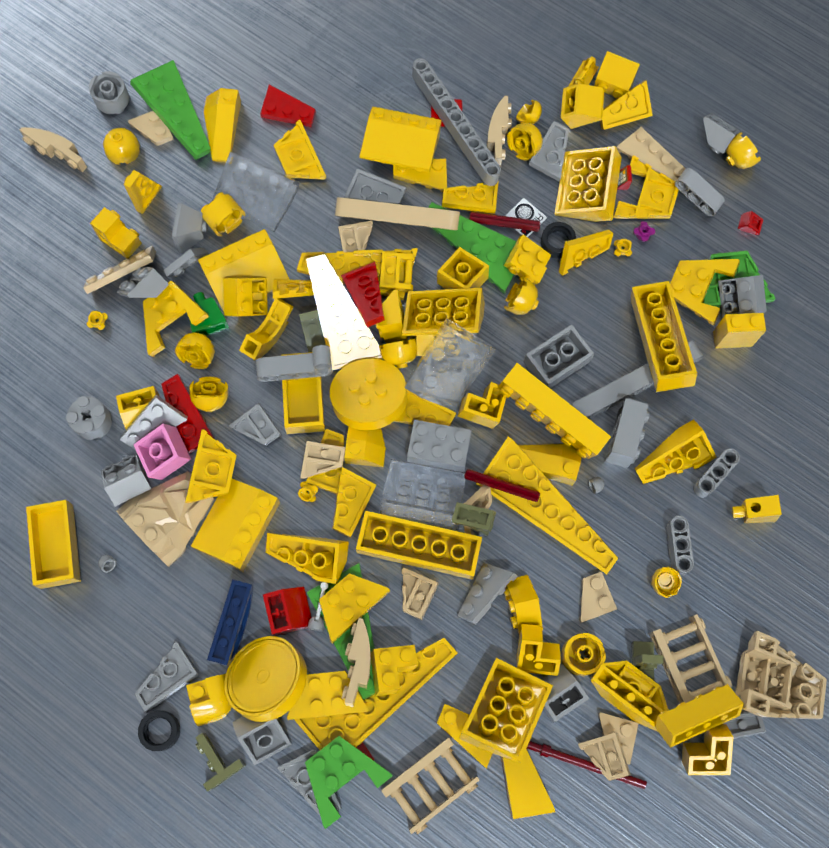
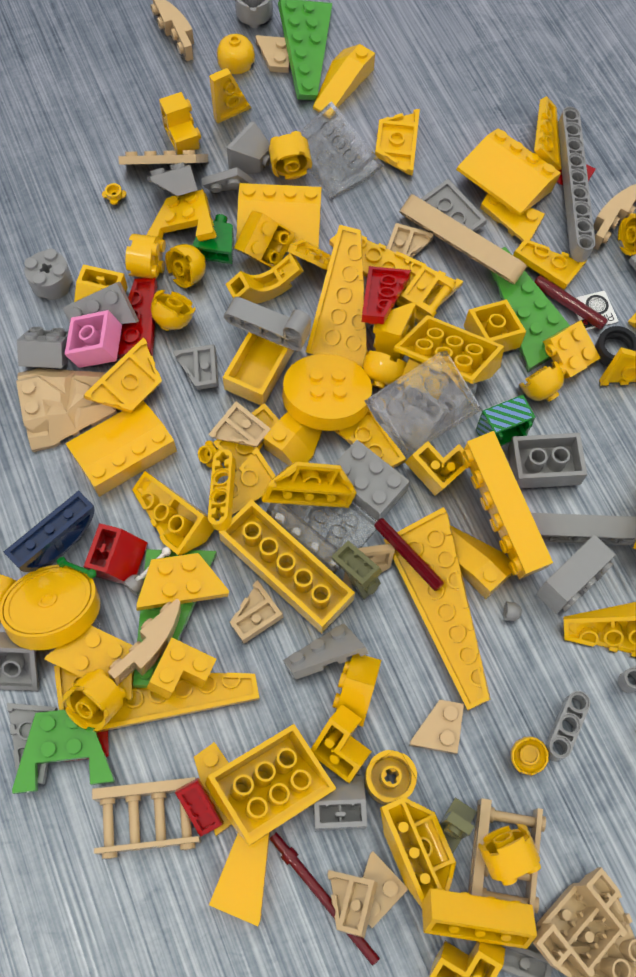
camera: 30 degrees right, 5 degrees down
(159, 361) = (145, 256): none -> yellow brick
(251, 639) = (91, 573): none -> green hinge
(285, 108) = (413, 94): red wing -> none
(312, 329) = (310, 297): olive bracket -> none
(335, 516) = (219, 489): none -> yellow beam
(345, 727) = (93, 700): none -> yellow brick
(403, 476) = (311, 485): none -> yellow wedge
(412, 92) = (547, 134): none -> yellow wing
(464, 756) = (199, 807): none -> red plate
(514, 345) = (507, 420): none -> green container
(694, 659) = (510, 854): none -> yellow brick

